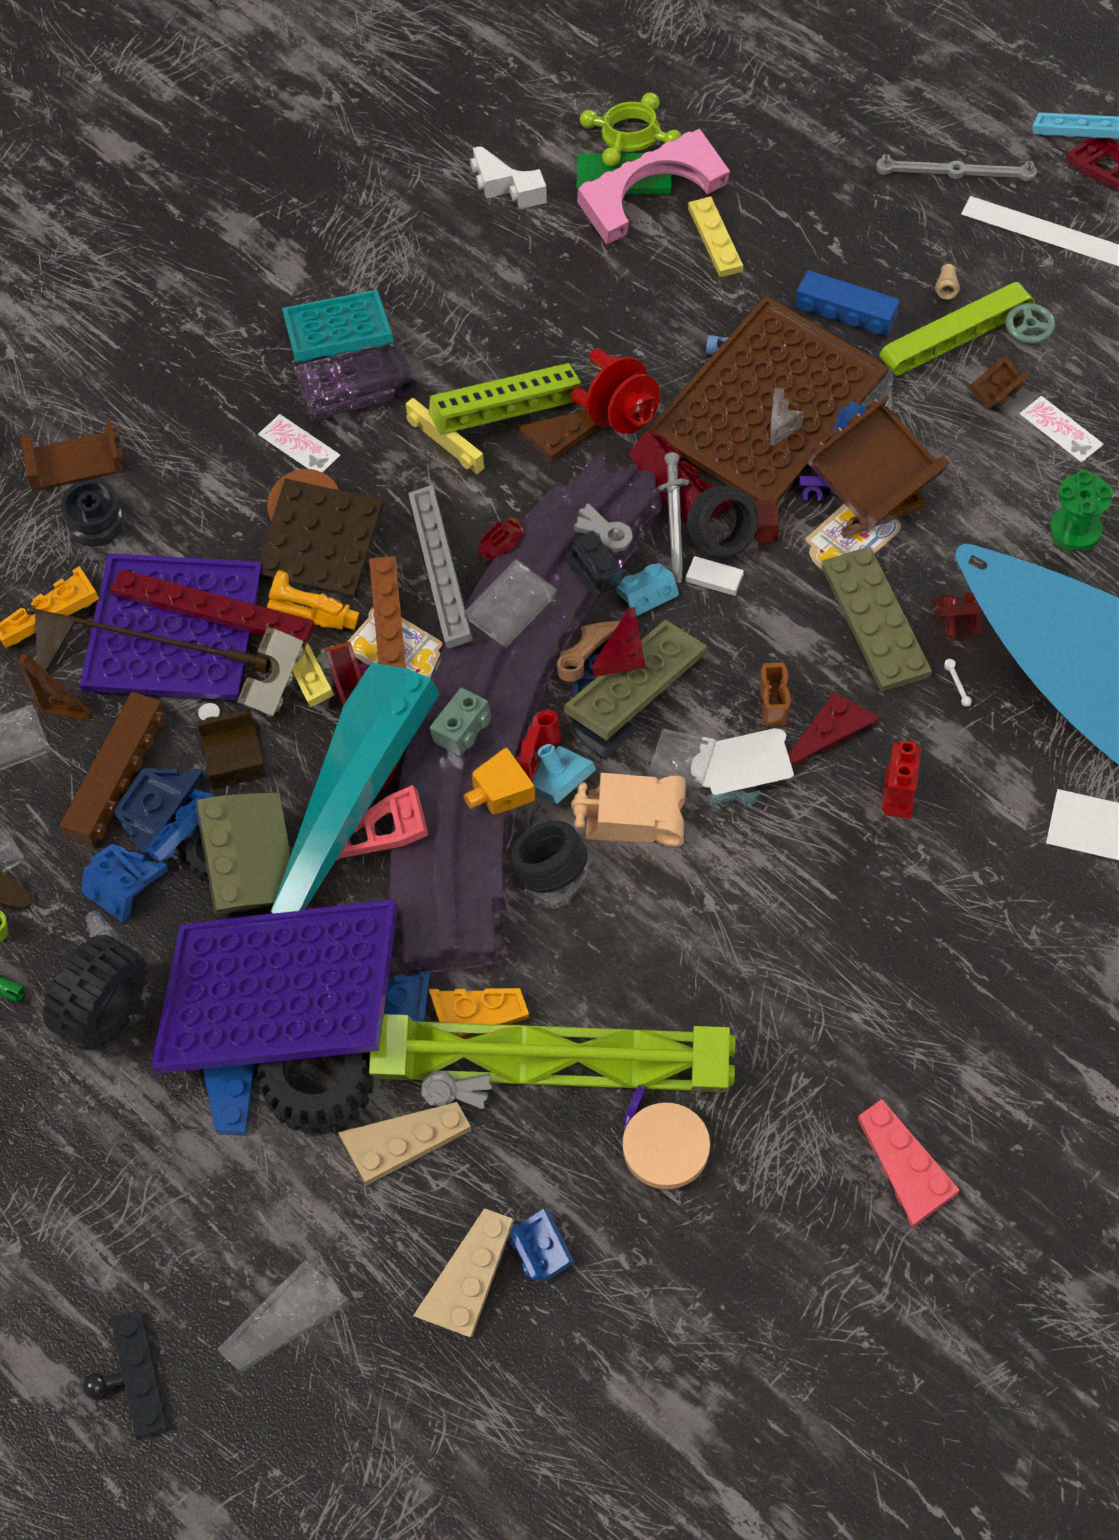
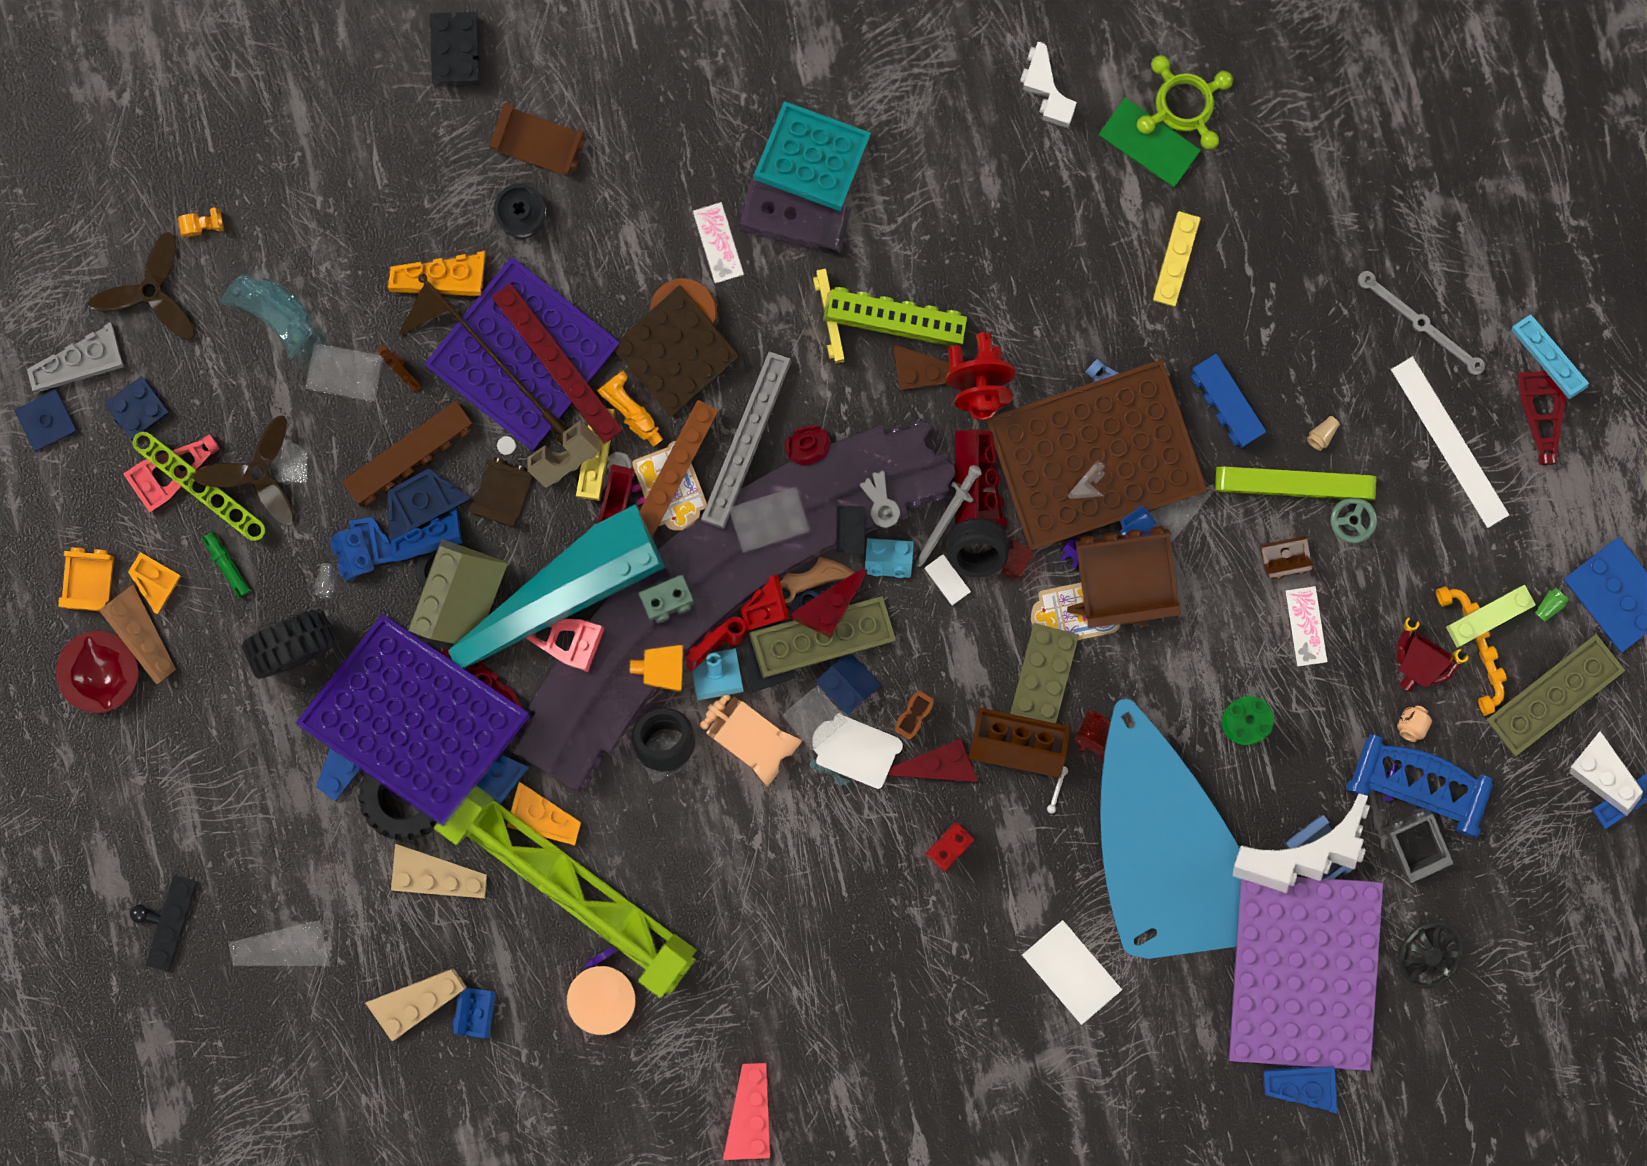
camera: 30 degrees right, 25 degrees up
(441, 1089) = (482, 860): light grey piece -> none
(561, 681) = (766, 606): none -> red wing
(687, 157) = (1206, 171): bright pink arch -> none
(690, 711) = (847, 684): none -> dark blue slope
(893, 654) = (1019, 742): none -> reddish brown slope

